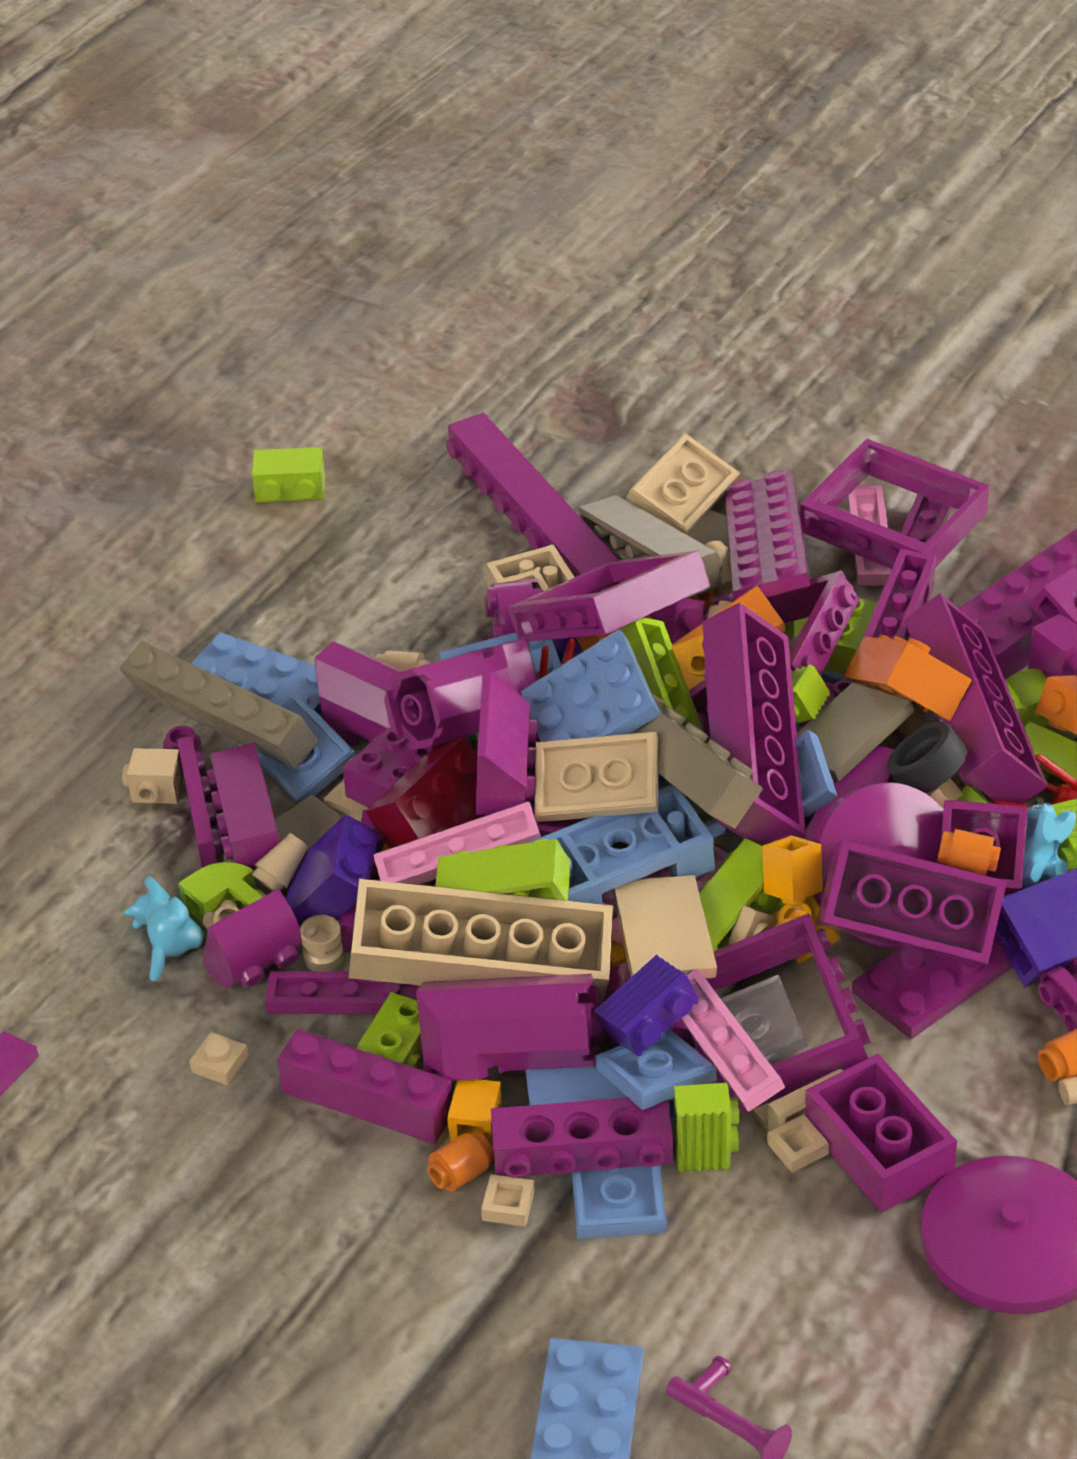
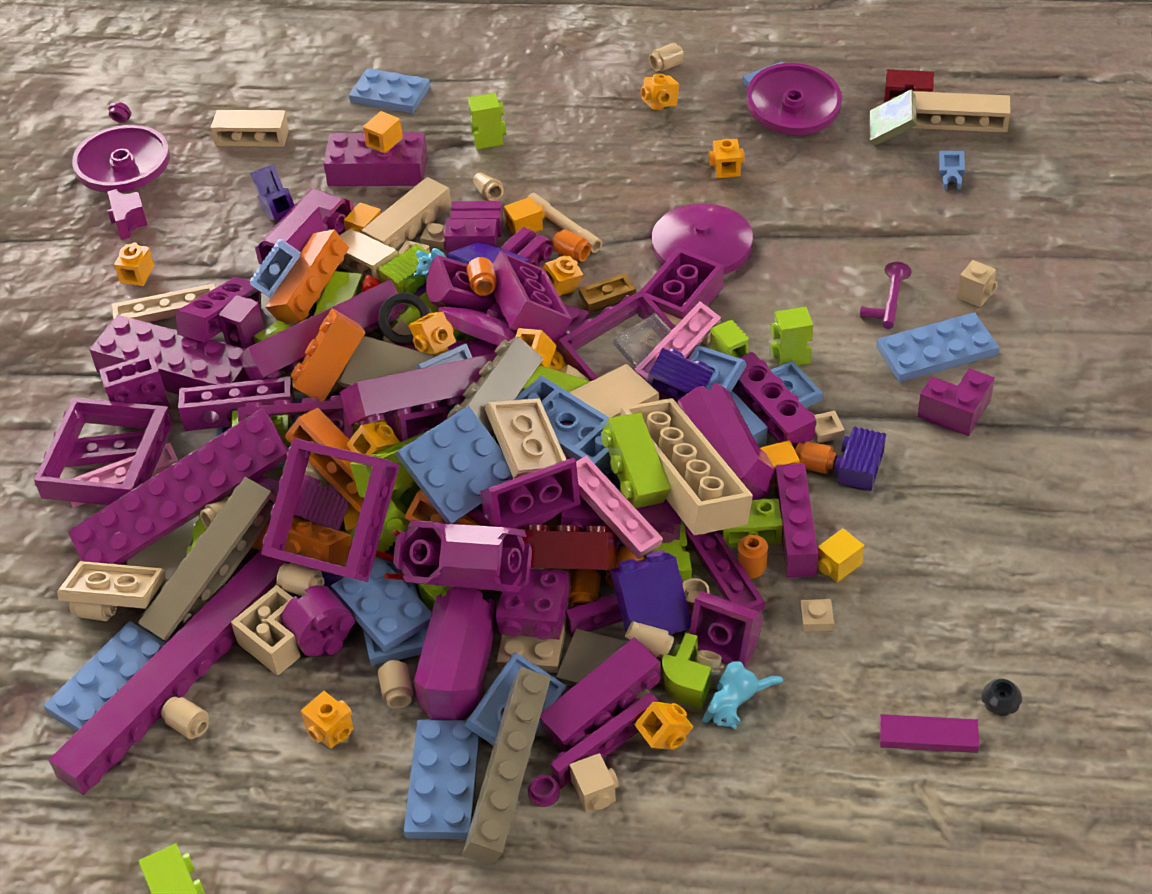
camera: 115 degrees left, 5 degrees up
(156, 835) = (664, 725): none -> light orange brick
(279, 1109) = (840, 555): none -> yellow brick
(338, 1014) = (753, 555): none -> orange brick
(387, 604) = (327, 720): none -> light orange brick
(420, 1208) = (861, 458): none -> dark purple brick
(435, 1370) = (955, 405): none -> magenta brick
(477, 517) = (185, 717): none -> tan brick
(573, 472) = (103, 676): none -> medium blue plate
(687, 1213) = (790, 336): none -> lime brick
(866, 761) = (432, 334): none -> light orange brick
(942, 1063) = (606, 292): none -> pearl gold plate
(986, 542) = (135, 382): none -> magenta brick
(993, 1008) = (564, 274): none -> light orange brick

